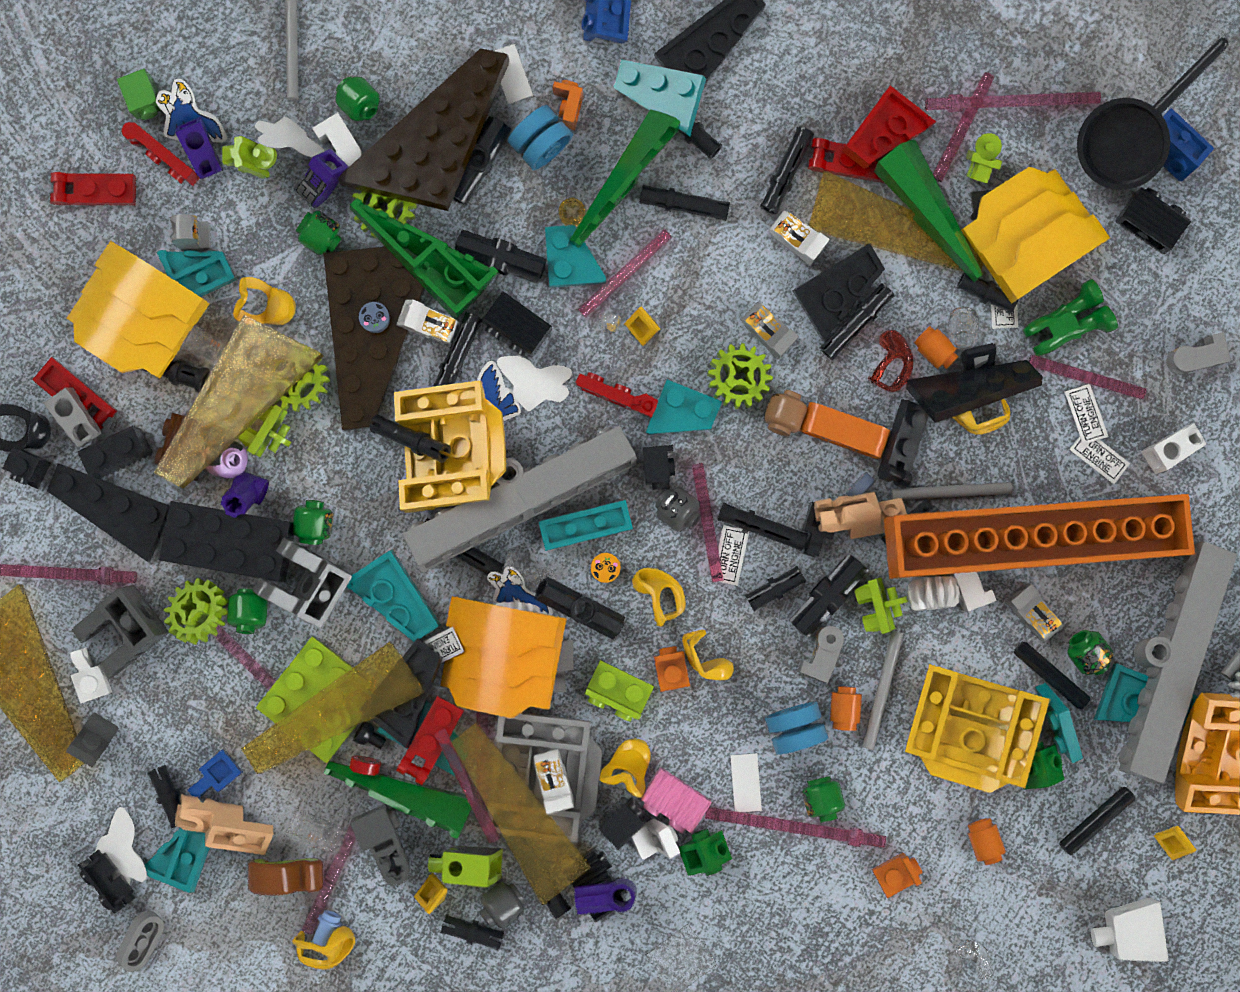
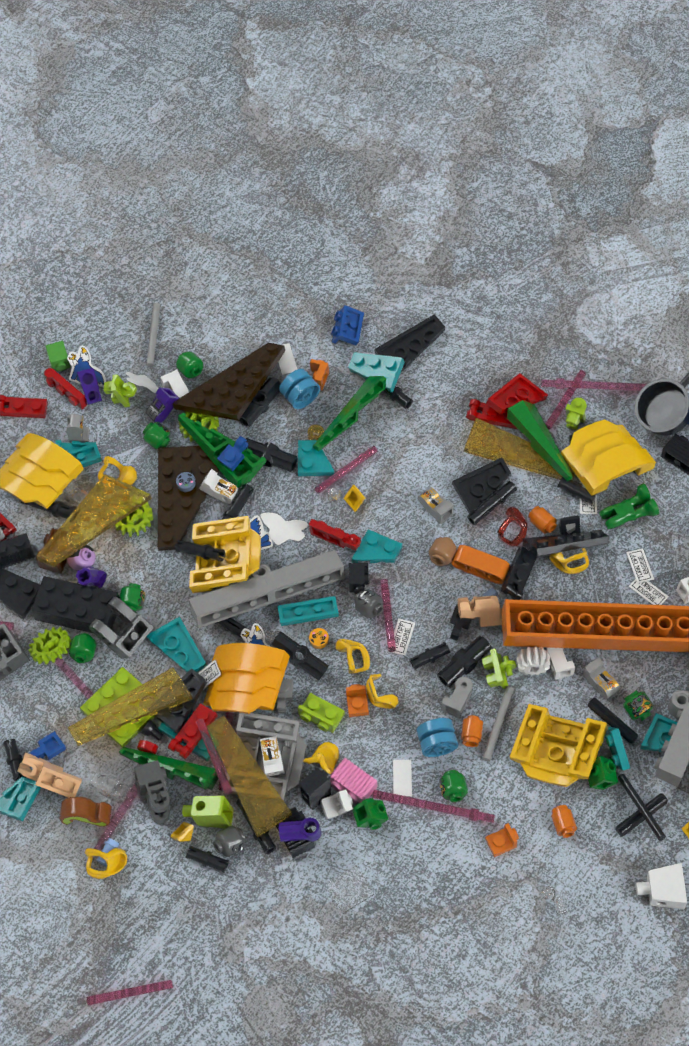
camera: 10 degrees right, 25 degrees down
(258, 441) = (111, 546): lime hips -> none
(443, 272) = (233, 455): none -> blue plate
(516, 325) = (275, 493): black brick -> none
(683, 202) = (387, 431): black pin -> none
(733, 366) = (414, 528): lime gear -> none
(764, 527) = (402, 609): black pin -> none
(782, 179) = (448, 422): black pin -> none
(798, 237) = (458, 454): white leg -> none
(1087, 377) = (641, 543): clear pink bar -> none
(1099, 816) = (641, 807): none -> black bar

